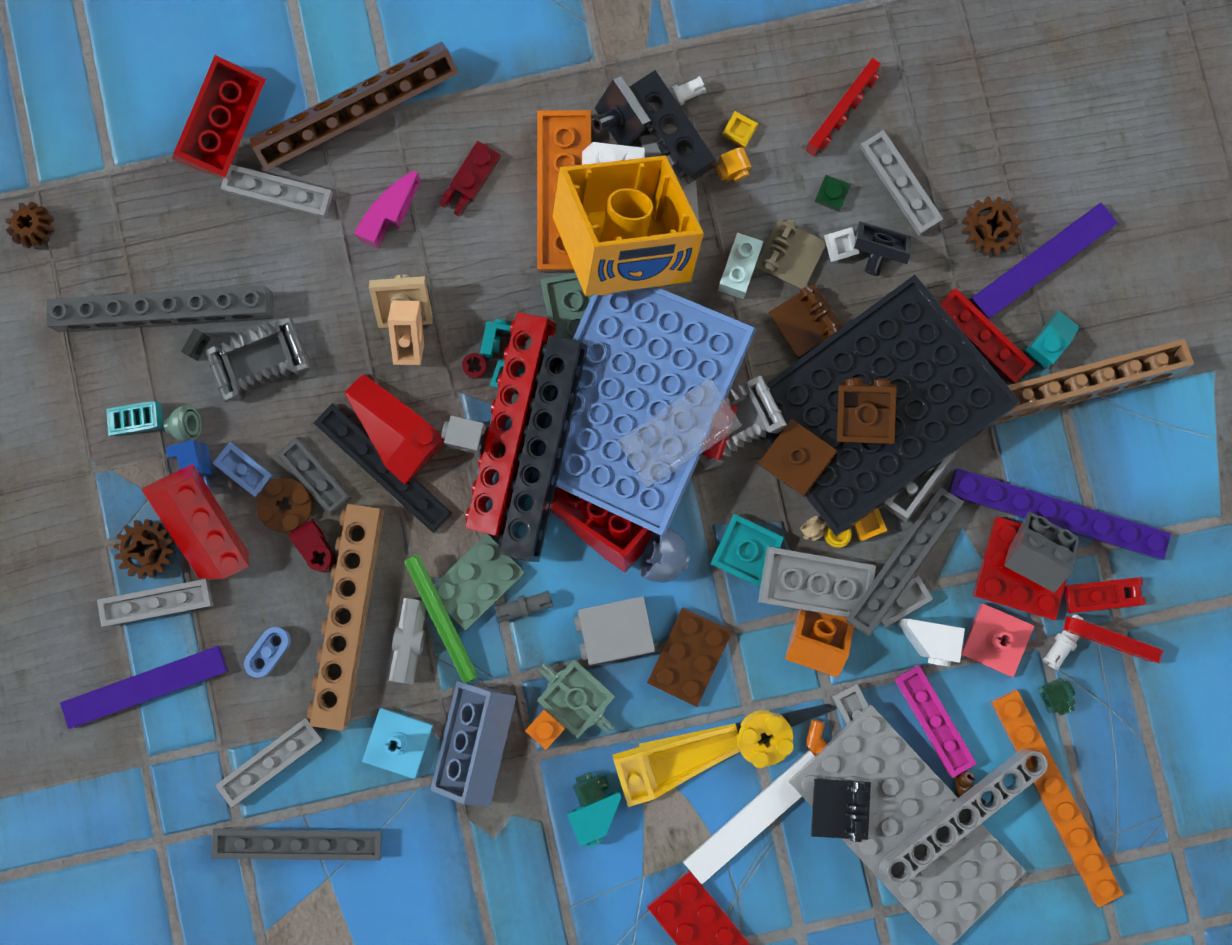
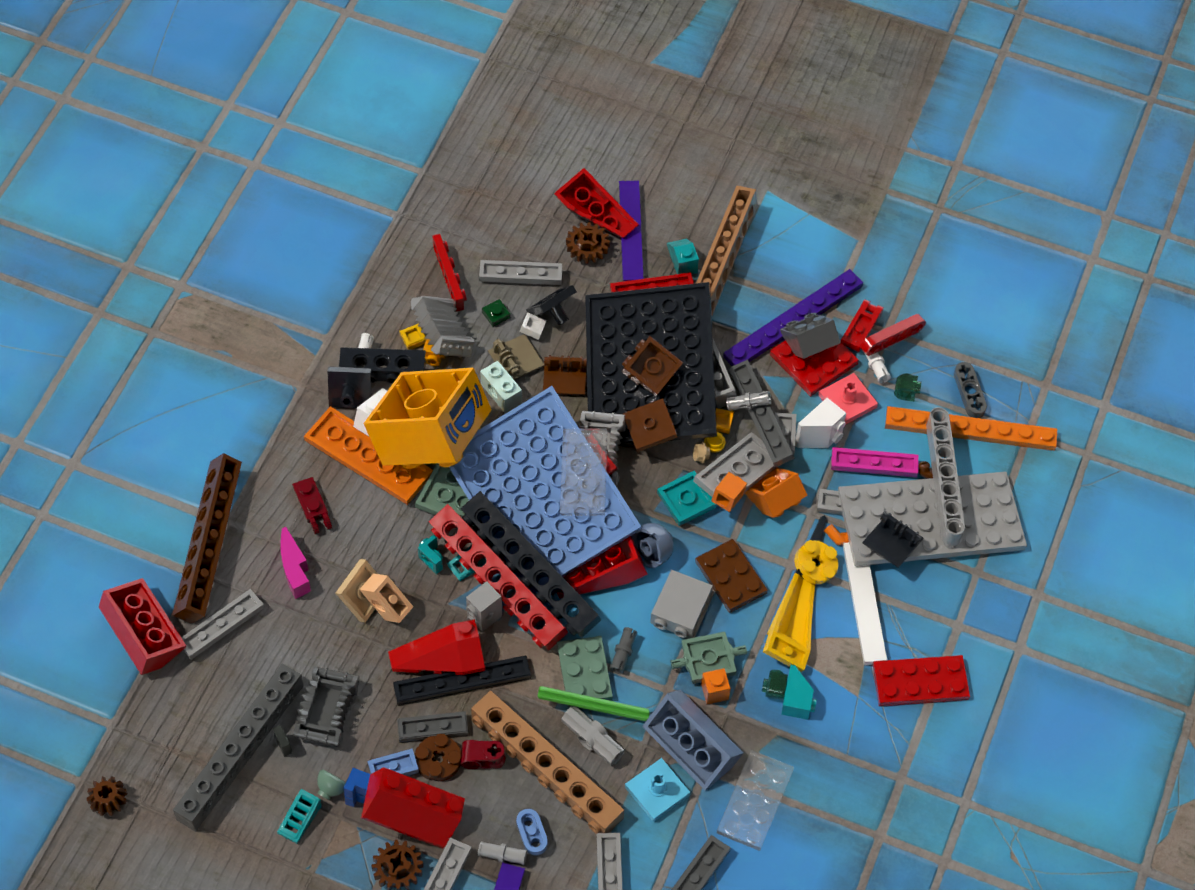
camera: 65 degrees left, 25 degrees down
(227, 639) = (502, 853): none -> light grey pin
(450, 850) = (755, 800): none -> clear plate
(466, 368) = (434, 584): dark red bush -> none
(764, 152) = (441, 326): none -> light grey piece
(772, 599) = (729, 491): none -> orange brick
(907, 541) = (748, 400): none -> light grey pin
(1045, 194) = (590, 200): none -> red wedge
(1097, 786) = (972, 381): none -> dark grey beam

